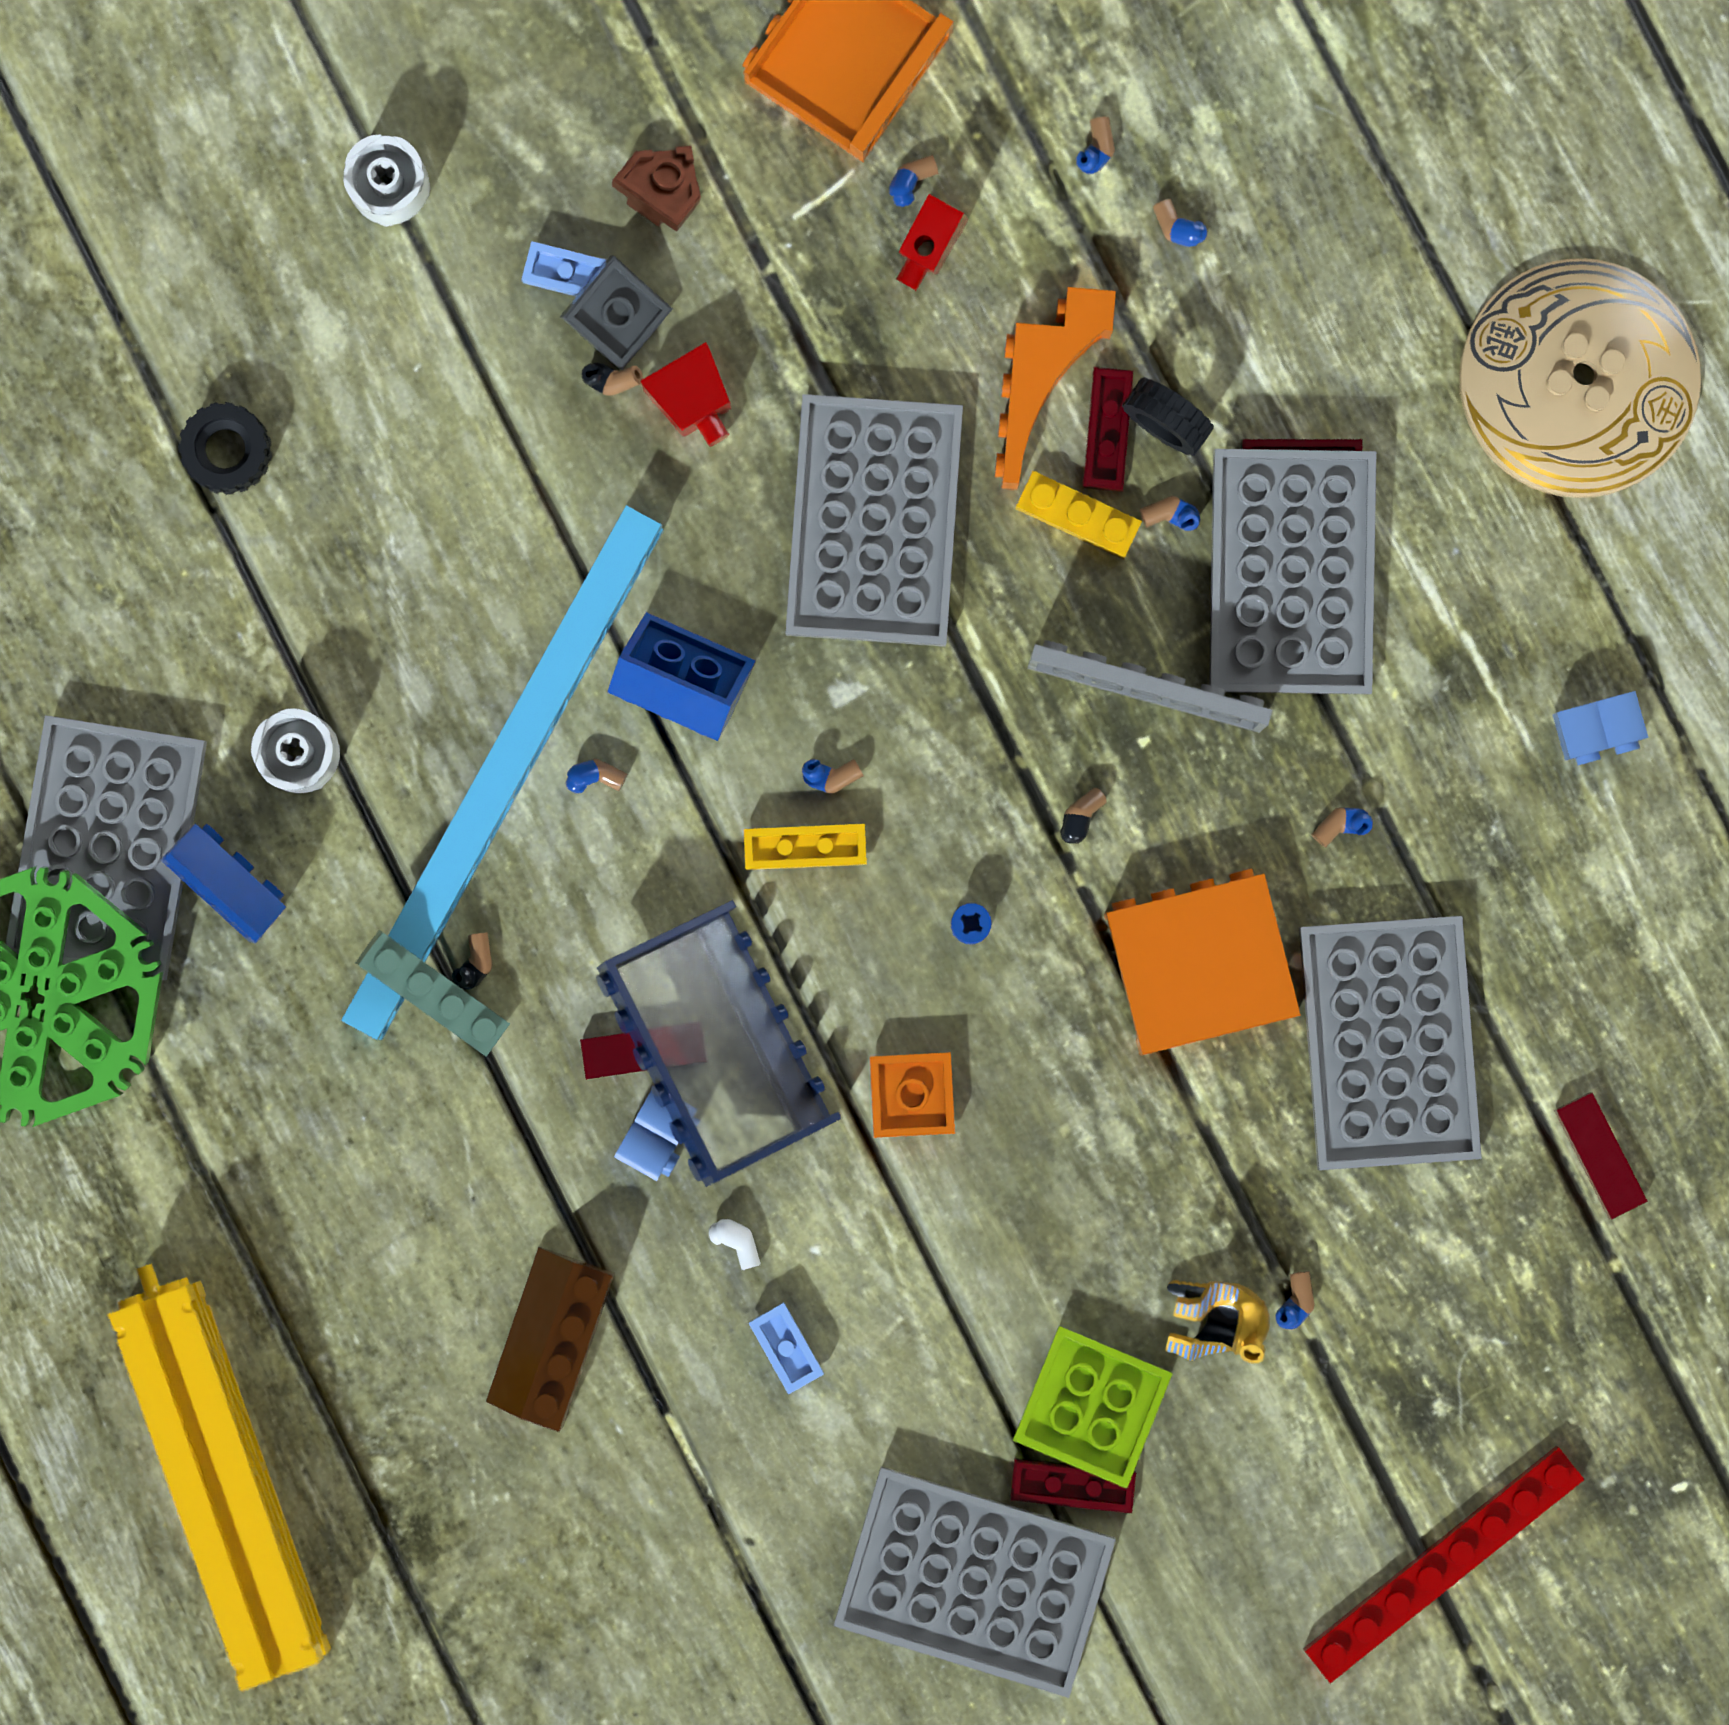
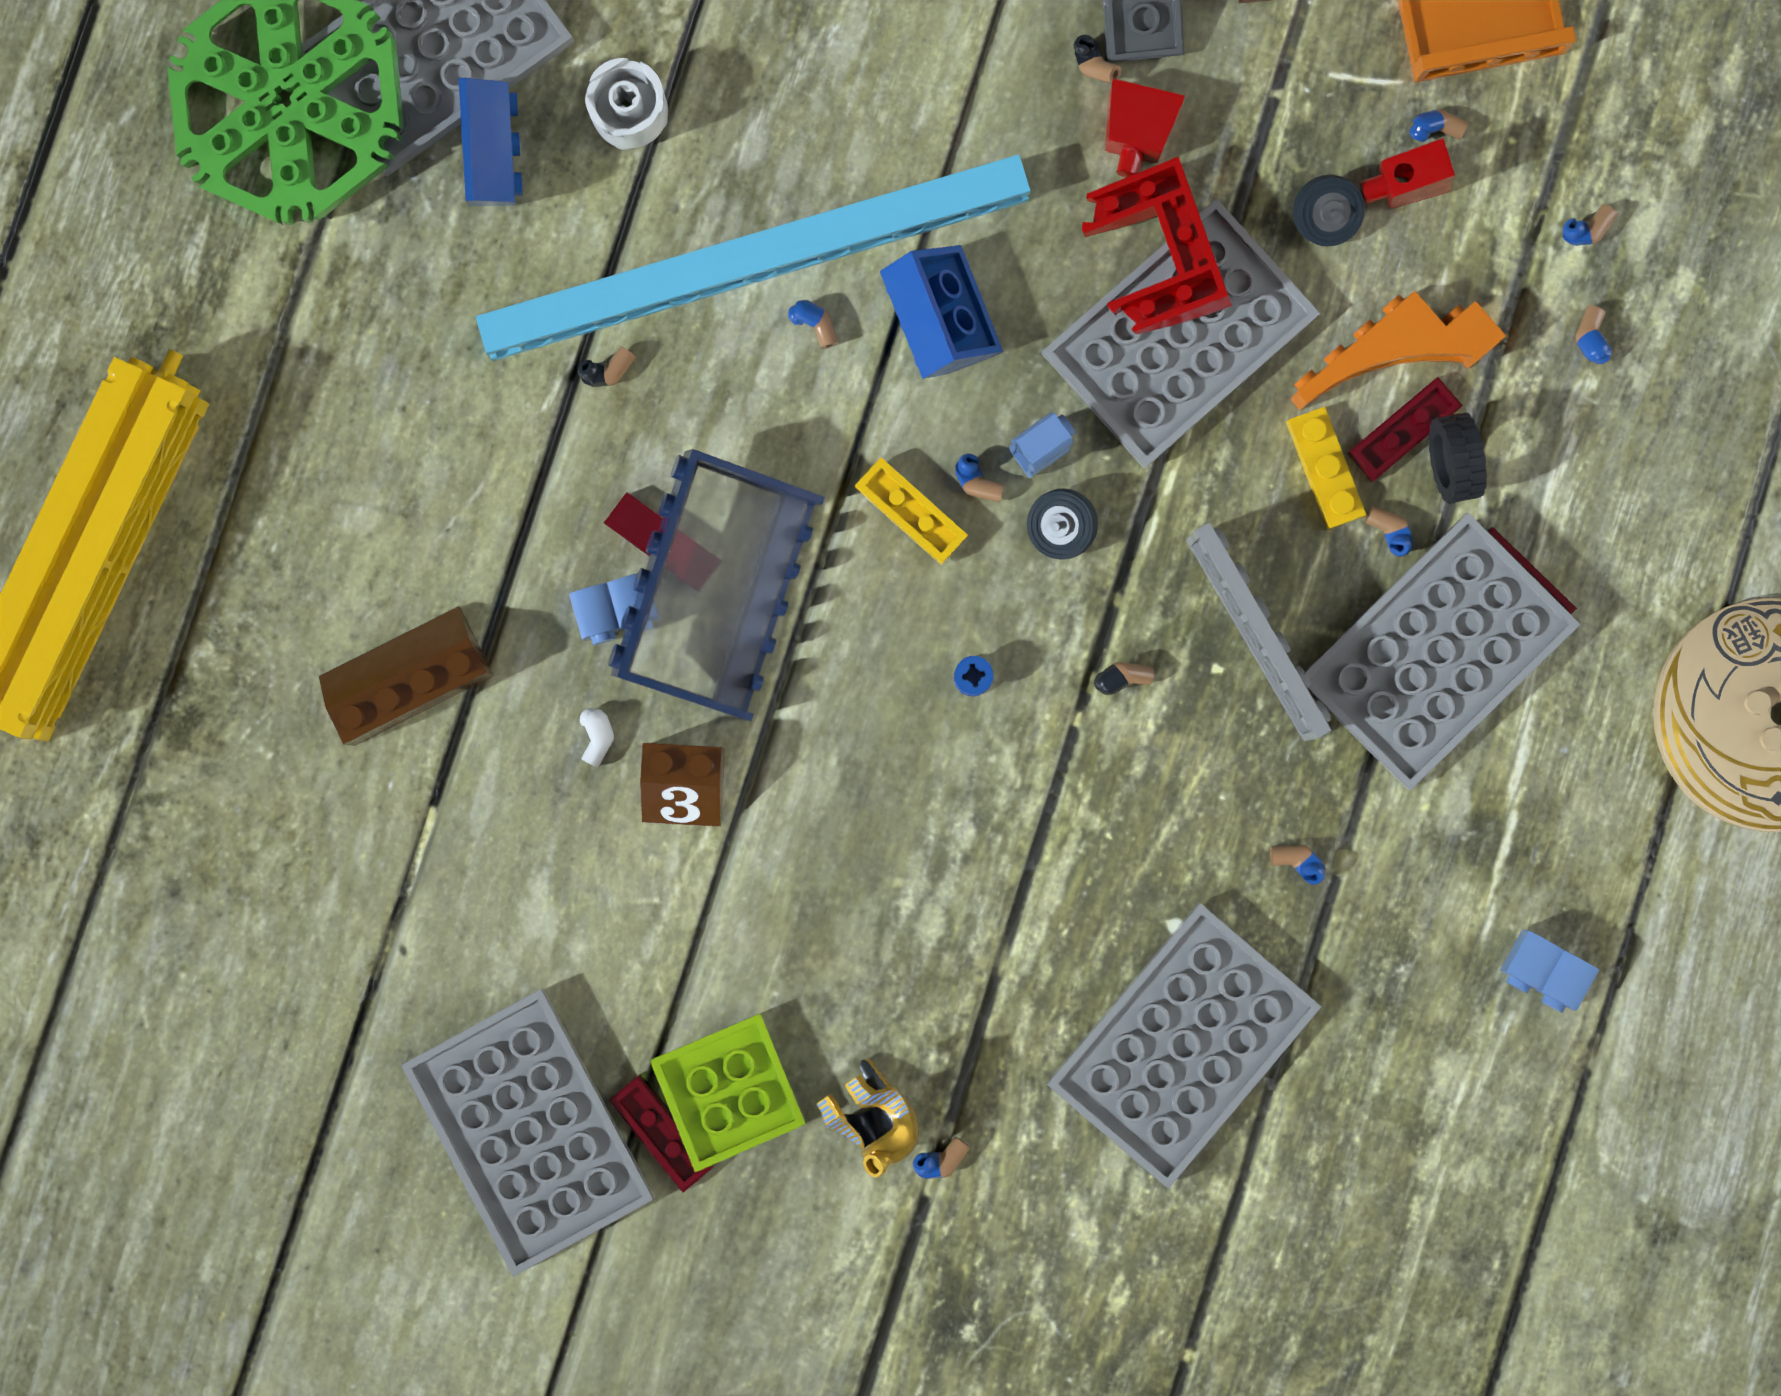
camera: 45 degrees right, 0 degrees up
(432, 993) = (555, 358): sand green plate -> none
(765, 427) = (1199, 283): none -> red wedge
(786, 1348) = (558, 842): light blue plate -> none
(835, 1215) = (682, 784): none -> reddish brown slope
(854, 703) = (1042, 443): none -> medium blue brick
(894, 322) = (1328, 210): none -> black wheel
(912, 1095) = (816, 754): orange plate -> none
(926, 747) = (1062, 524): none -> black wheel
(1202, 962) = (1108, 860): orange panel -> none
(1600, 1155) = (1253, 1269): dark red tile -> none

